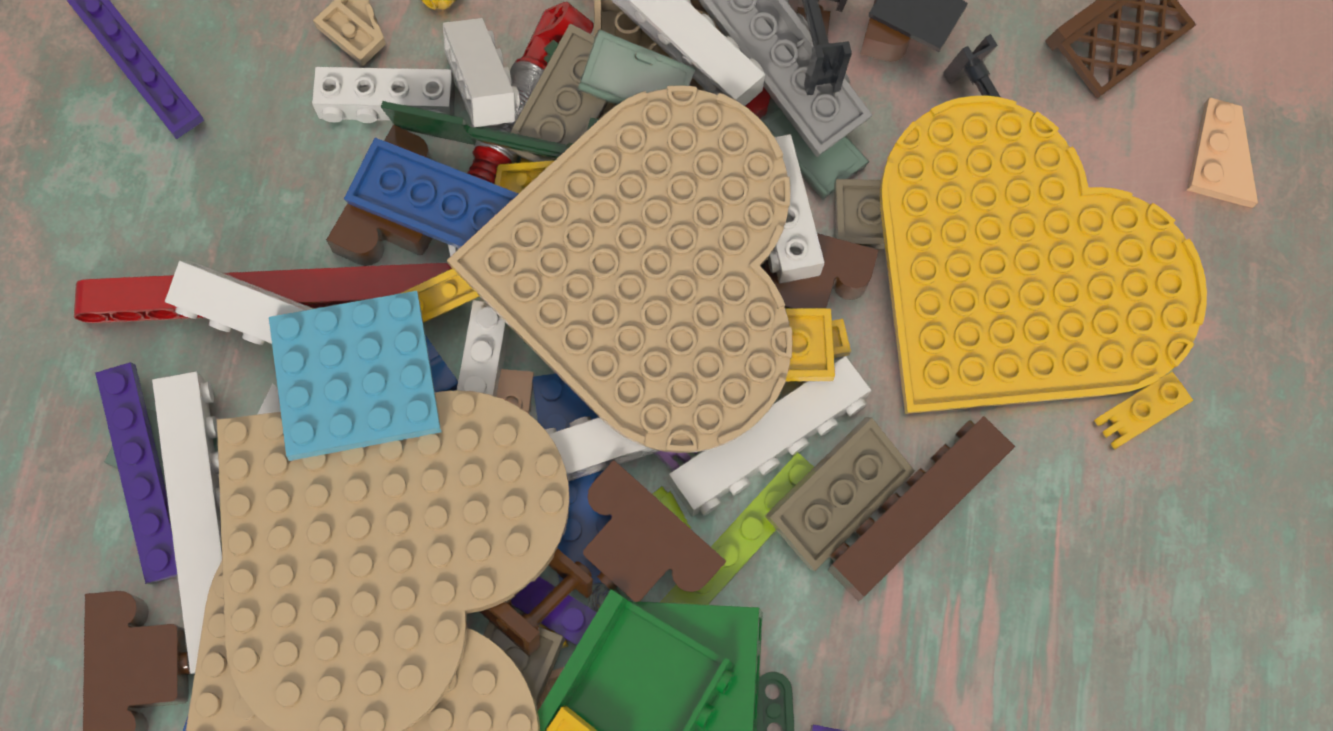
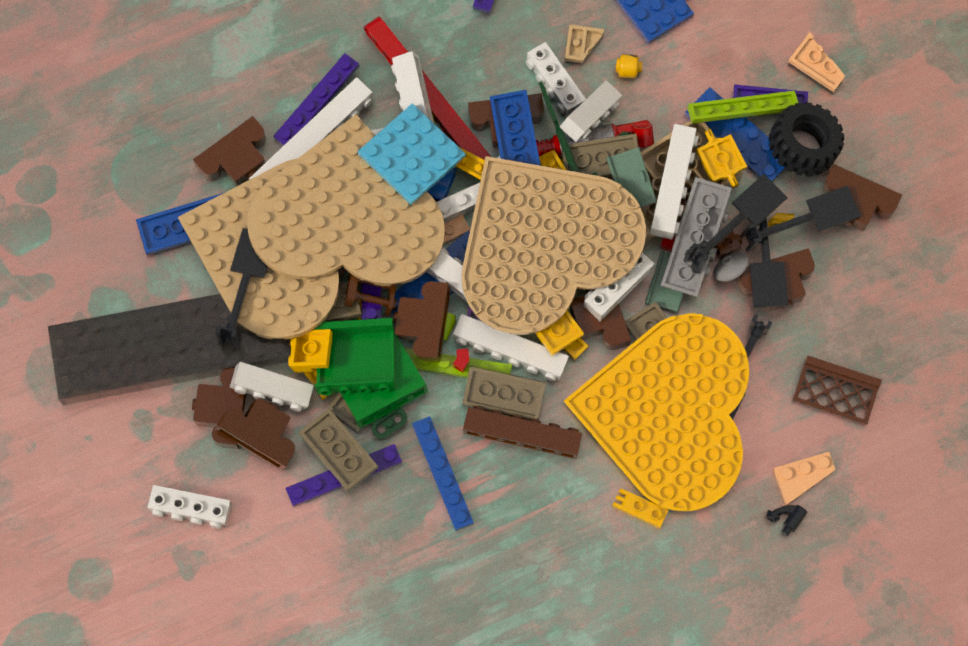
camera: 60 degrees right, 0 degrees up
(746, 523) = (462, 360): none -> red piece
(863, 36) = (731, 266): none -> light grey dish
(908, 677) = (442, 473): none -> blue plate
(1286, 209) = (794, 519): none -> black plant

